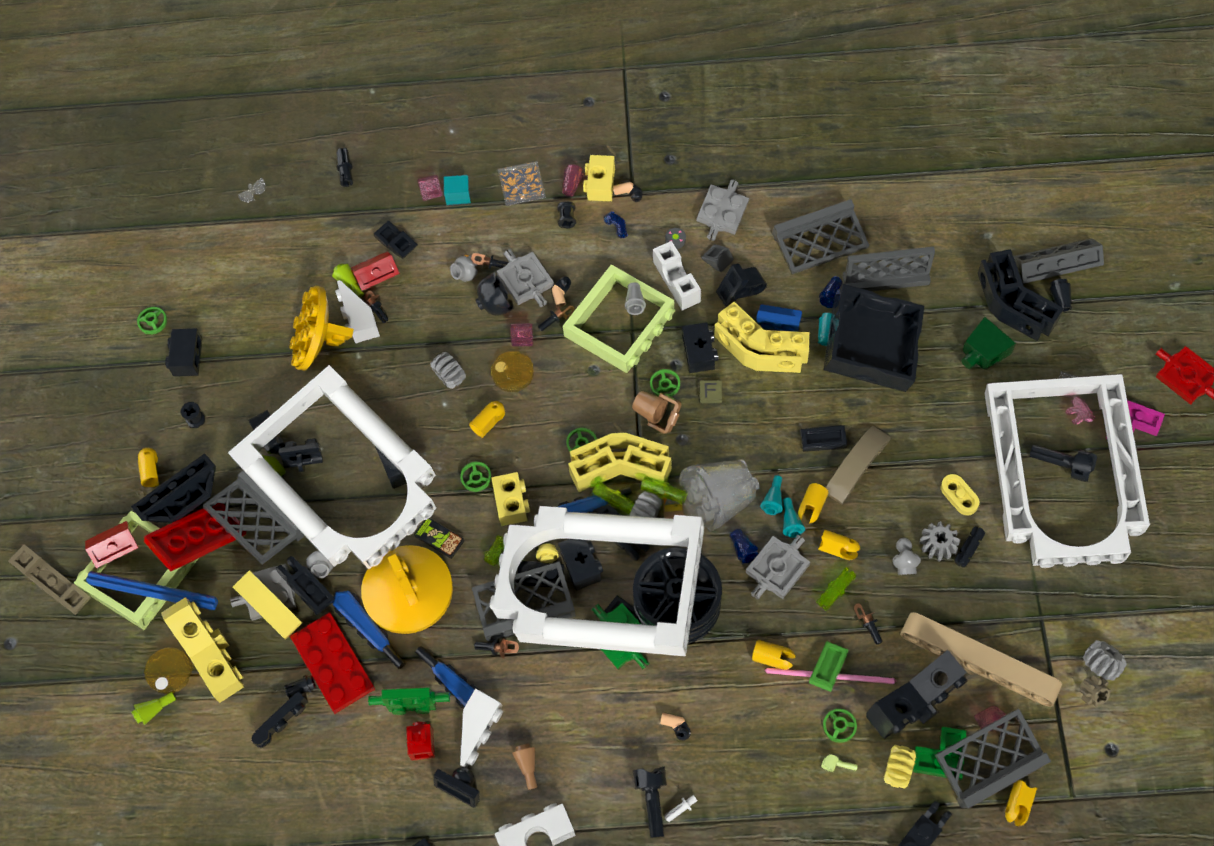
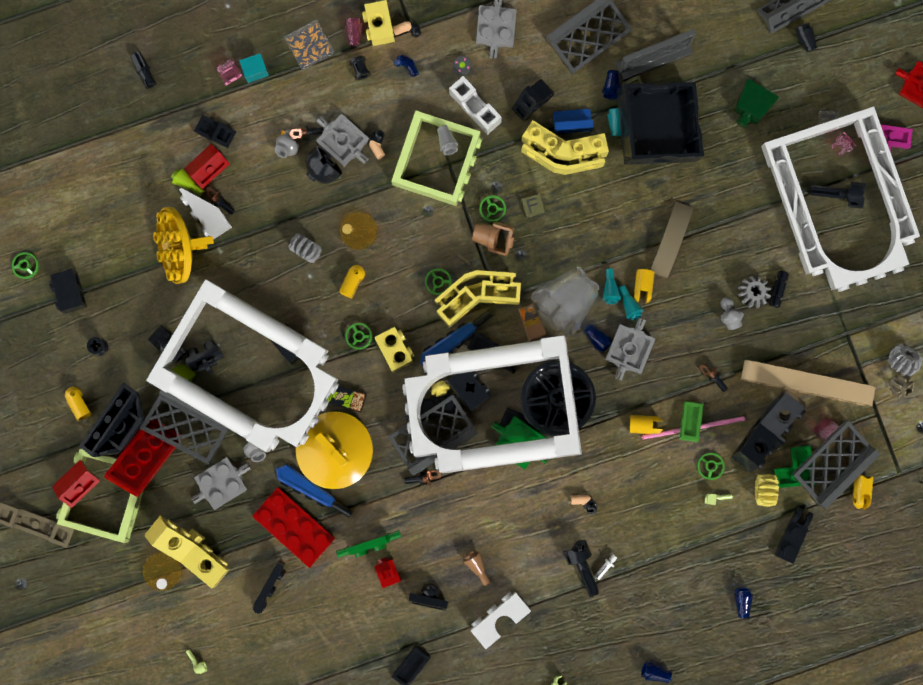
camera: 15 degrees left, 20 degrees up
(147, 710) = (159, 608): lime cone -> none
(150, 590) = (124, 514): blue axle -> none
(166, 791) = (198, 667): none -> yellowish green hand
(248, 195) = (71, 110): clear piece -> none
(267, 604) = (226, 499): light yellow slope -> none
(303, 685) = (276, 554): black pin -> none
(306, 586) = (252, 473): black hinge -> none
(446, 675) = (412, 524): blue sword -> none
(477, 719) = (428, 543): white slope -> none
(492, 556) = (396, 397): clear neon green pin -> none
(522, 334) = (357, 196): clear pink tile -> none
(555, 316) = (380, 170): piece -> none
(613, 497) = (481, 326): clear neon green pin -> none
(646, 505) = (510, 330): light grey gear -> none
(664, 490) = (521, 311): clear neon green pin -> none
(699, 358) = (513, 157): black brick -> none
(718, 257) = (504, 74): dark grey slope -> none
(823, 438) = (638, 223): black tile -> none
(836, 589) = (681, 354): clear neon green pin -> none
(839, 545) = (674, 317): yellow piece -> none
(961, 495) = (762, 244): light yellow plate -> none
(1012, 301) = (766, 56): black brick -> none

